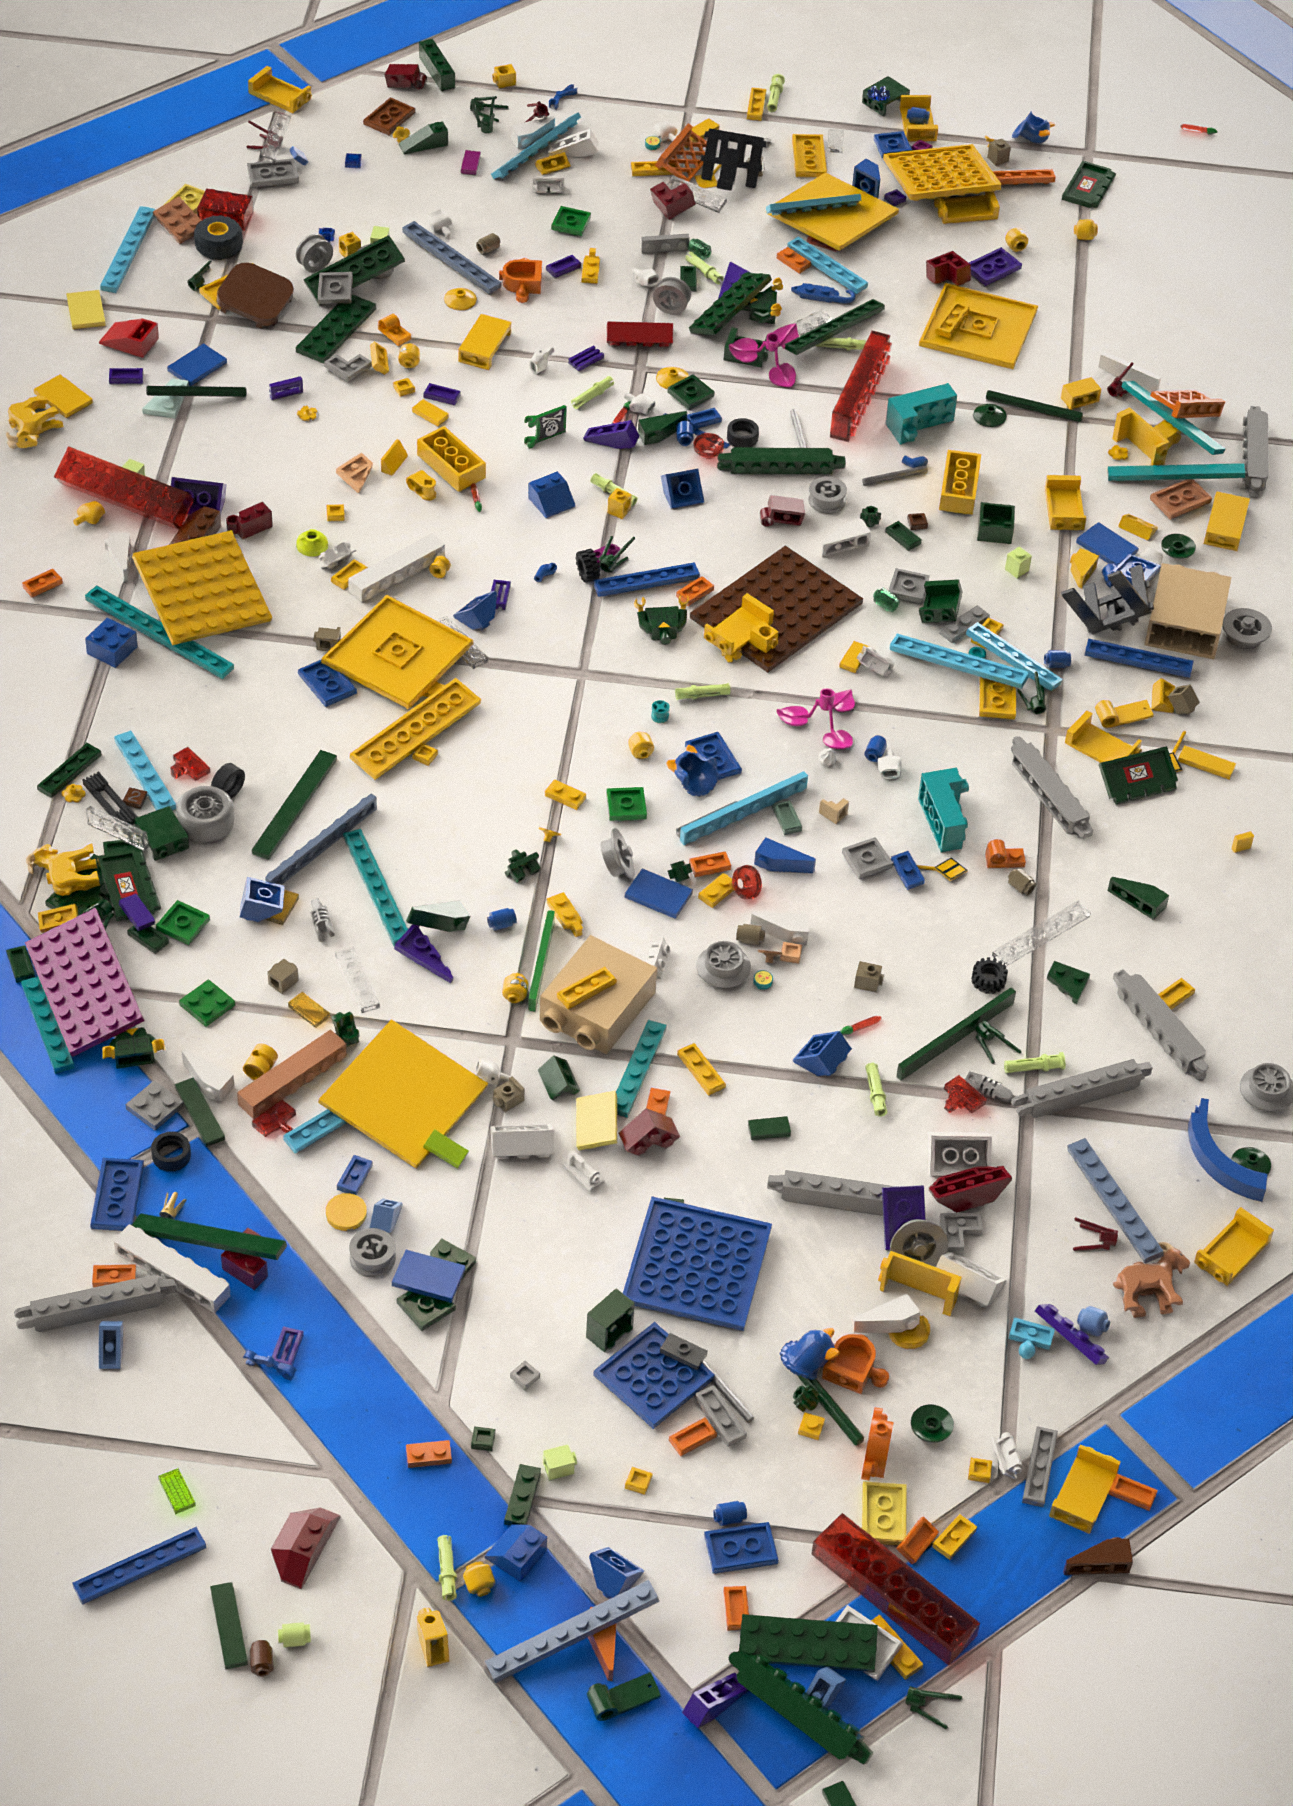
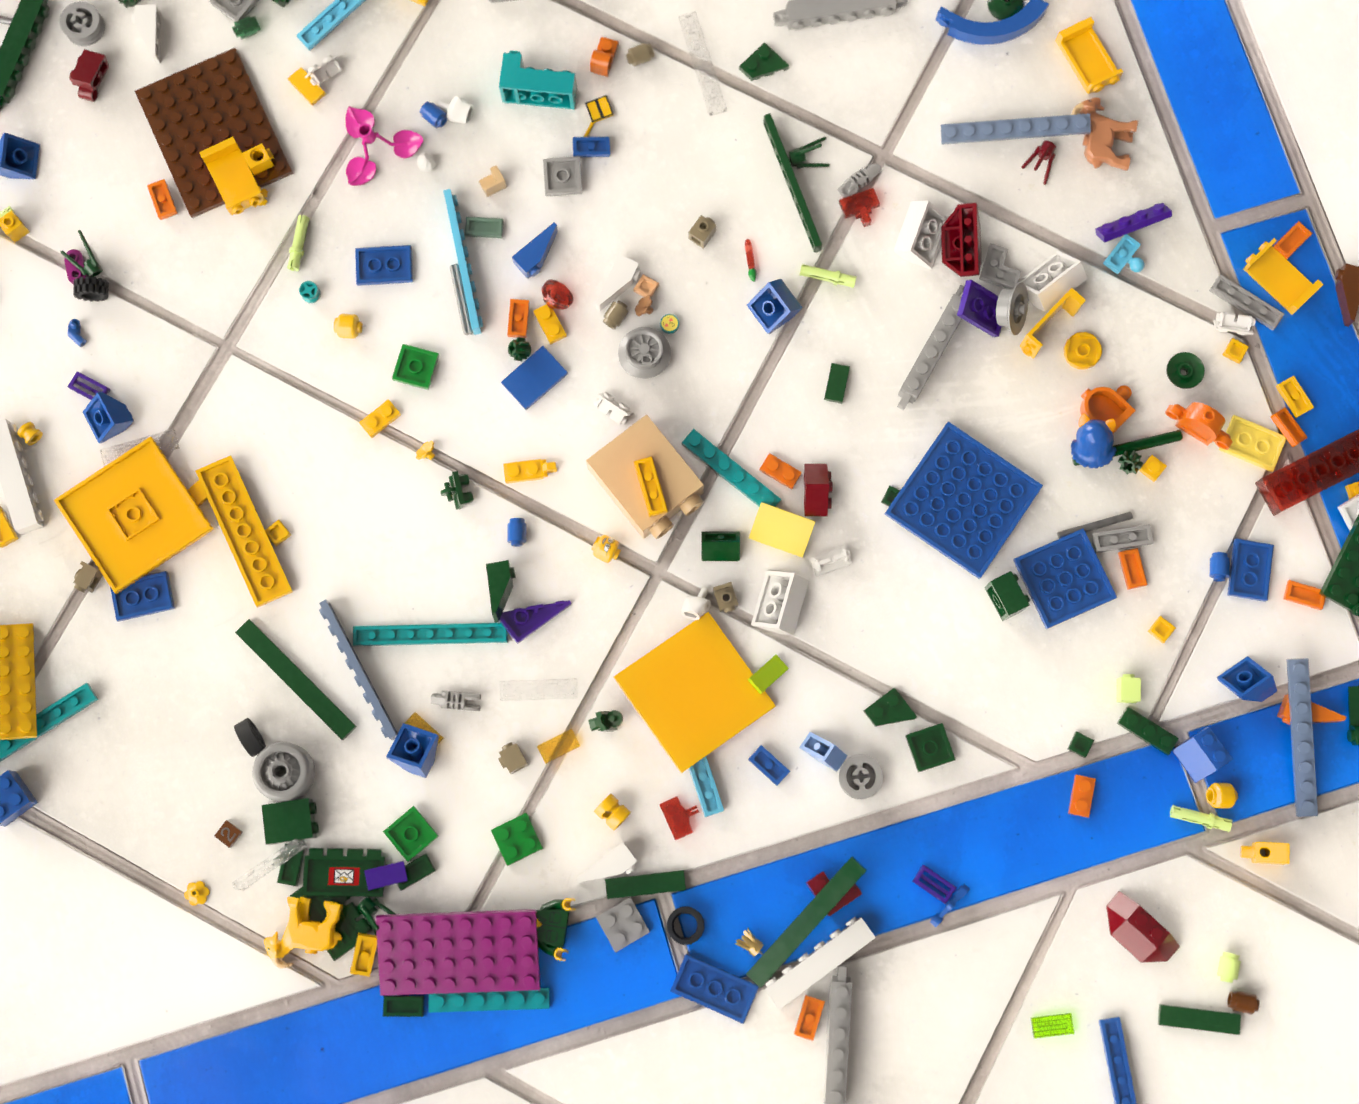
camera: 65 degrees left, 30 degrees up
(69, 770) = (164, 889): dark green tile -> none
(97, 784) = (197, 867): black container -> none
(110, 1344) = (884, 1042): medium blue slope -> none
(144, 771) = (196, 814): medium azure plate -> none
(189, 763) = (203, 767): clear red hinge -> none
(292, 1074) = (634, 786): nougat brick -> none
(346, 1211) = (804, 785): yellow tile -> none
(428, 1276) = (907, 736): tile -> none
(525, 1375) = (1031, 687): light grey plate -> none
(541, 960) = (580, 513): green tile -> none
(617, 855) = (486, 399): light grey wheel -> none
(646, 579) = (127, 239): blue plate -> none
(662, 622) = (193, 246): dark green torso -> none
(683, 1351) = (1055, 545): dark grey plate -> none
(695, 771) = (402, 290): blue hair -> none
(701, 1069) = (751, 416): yellow tile -> none
(888, 1318) = (1076, 355): white slope -> none
(986, 983) = (736, 137): black tyre -> none
(1044, 1062) = (847, 122): yellowish green pin -> none
(1082, 1088) = (889, 103): light grey hinge -> none
(1093, 1321) = (1127, 199): medium blue head -> none

